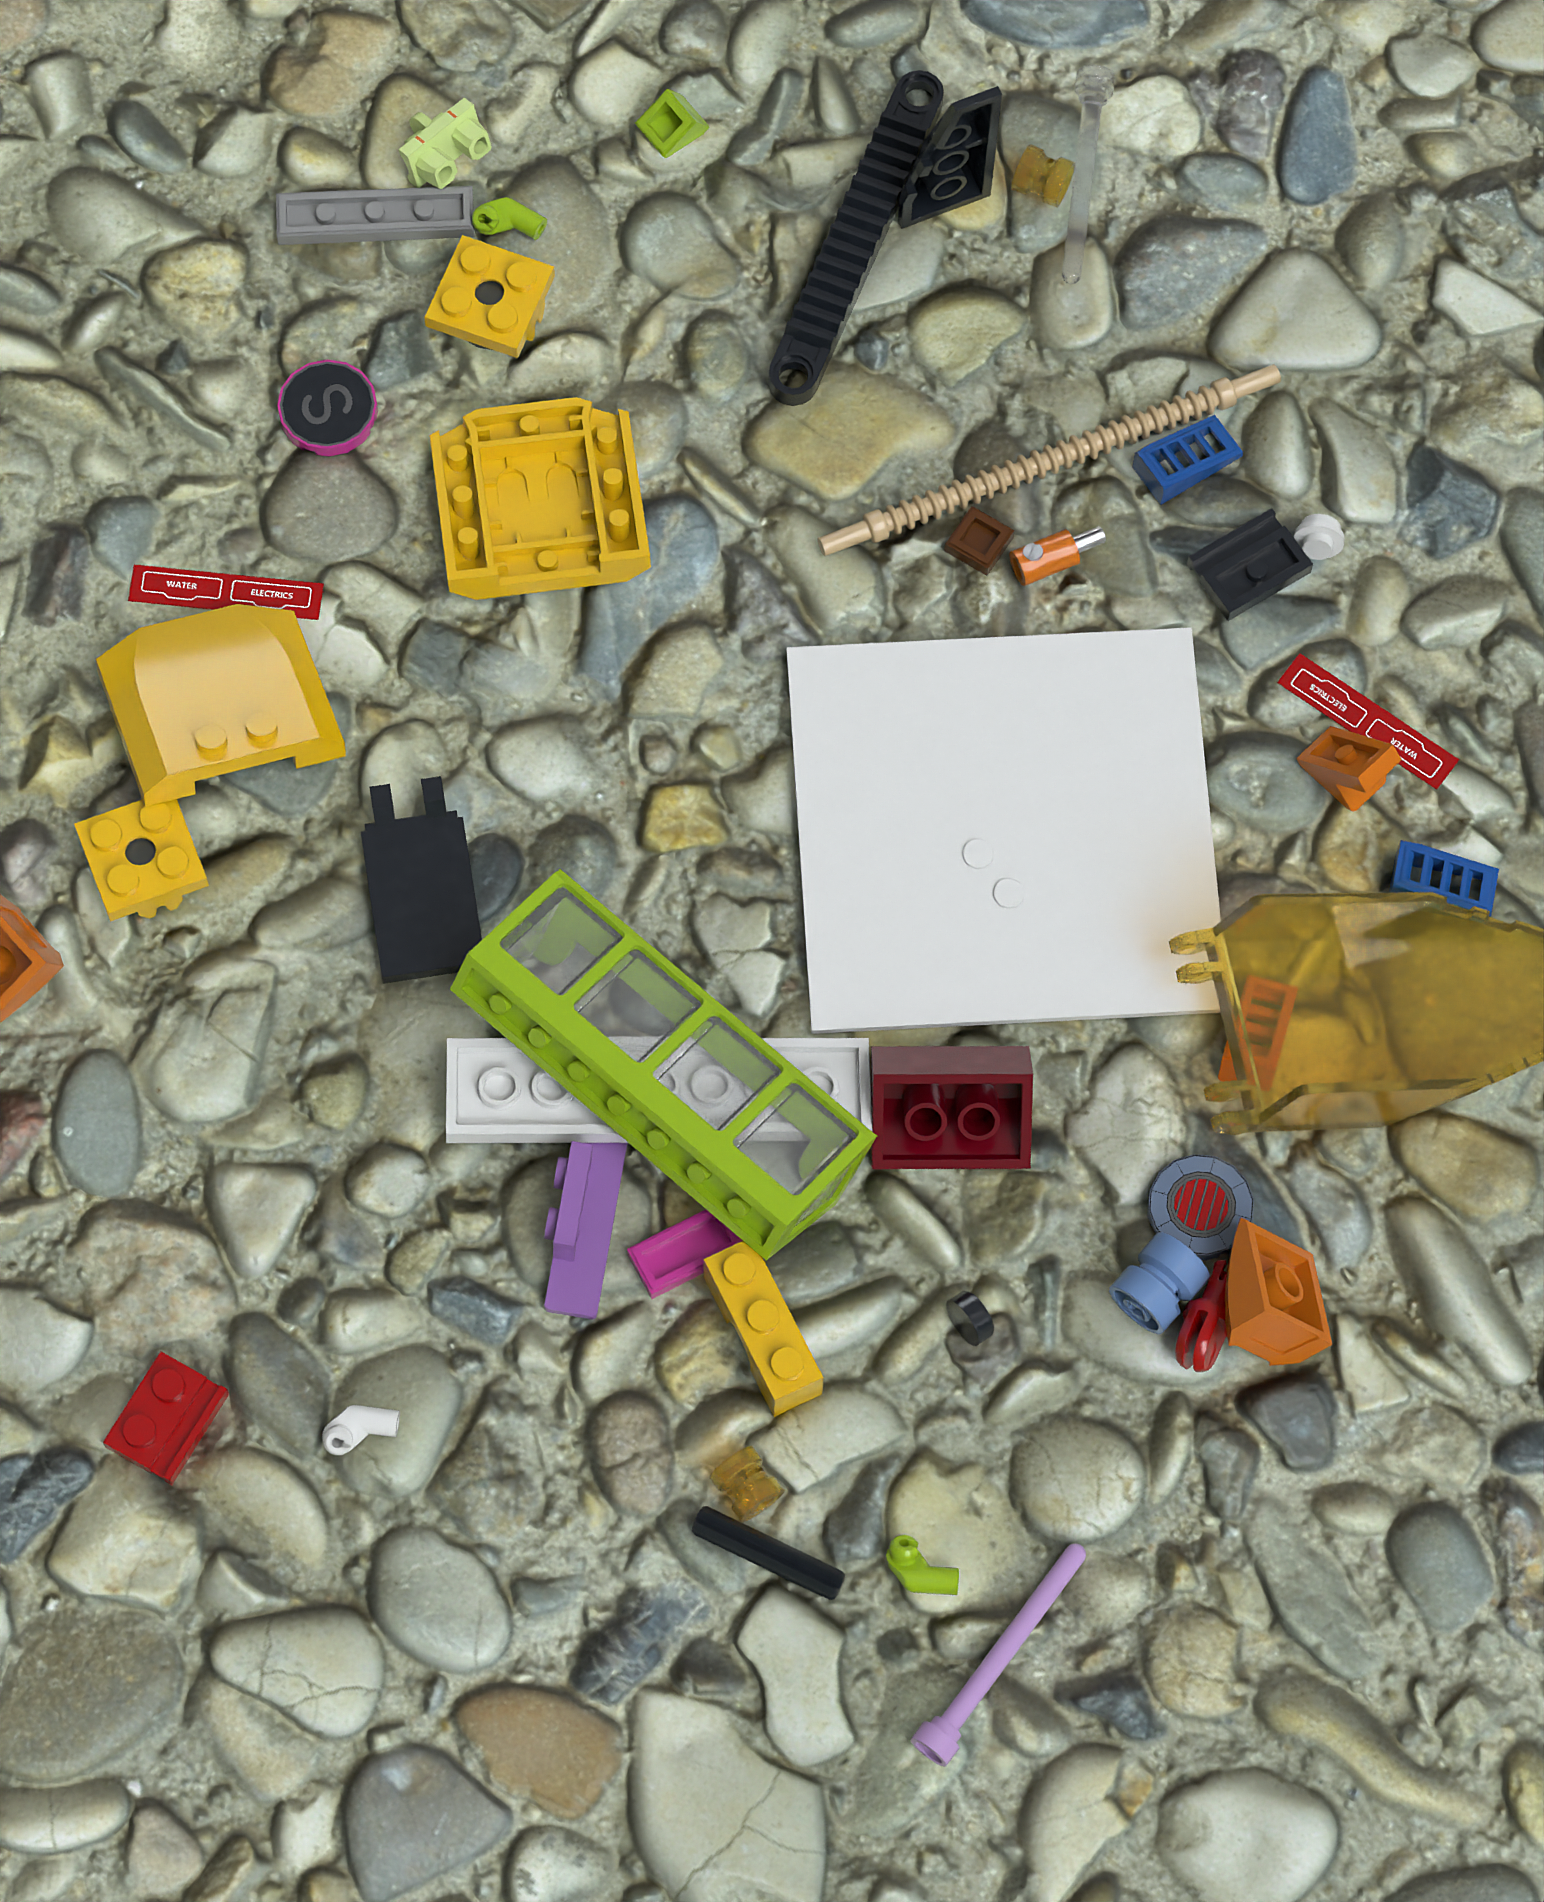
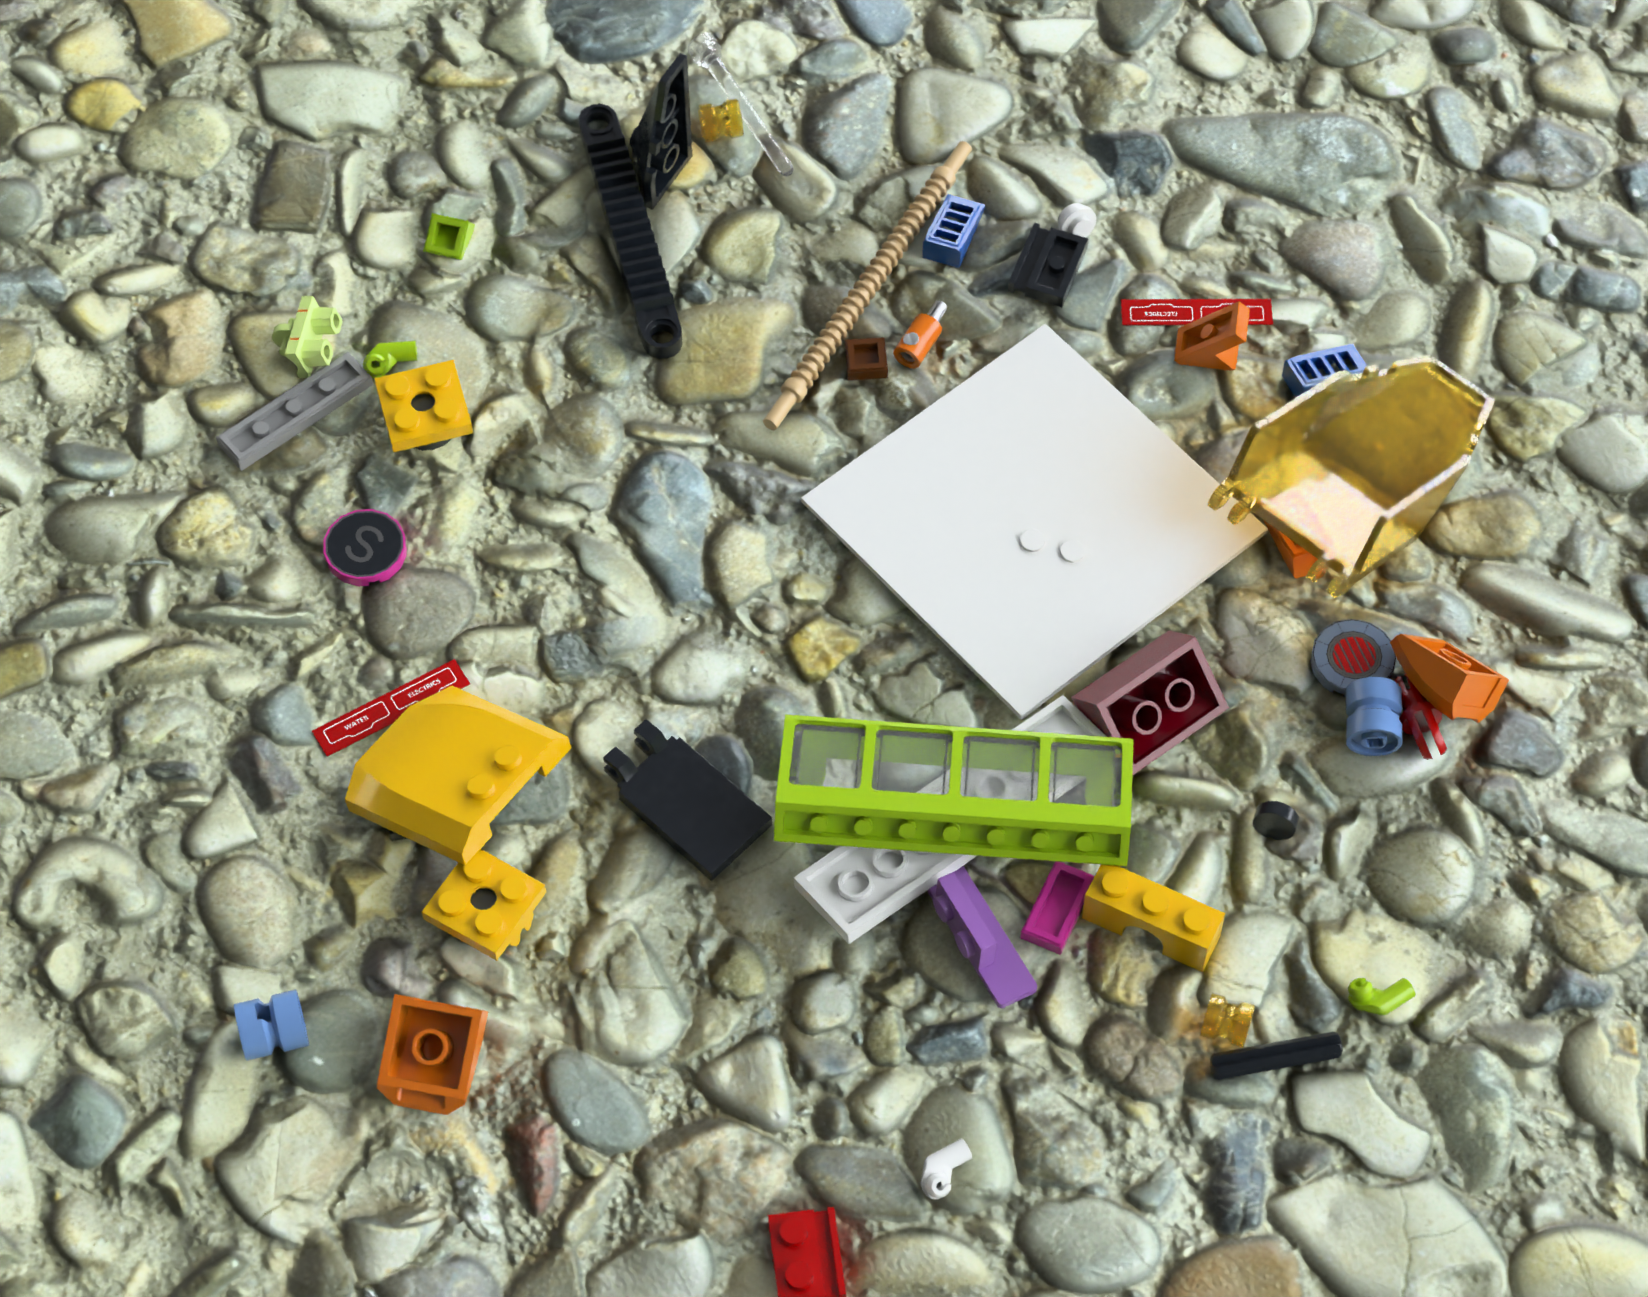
camera: 35 degrees left, 10 degrees down
(539, 499) = (562, 510): yellow wedge -> none
(940, 1736) = (1484, 1090): lavender piece -> none

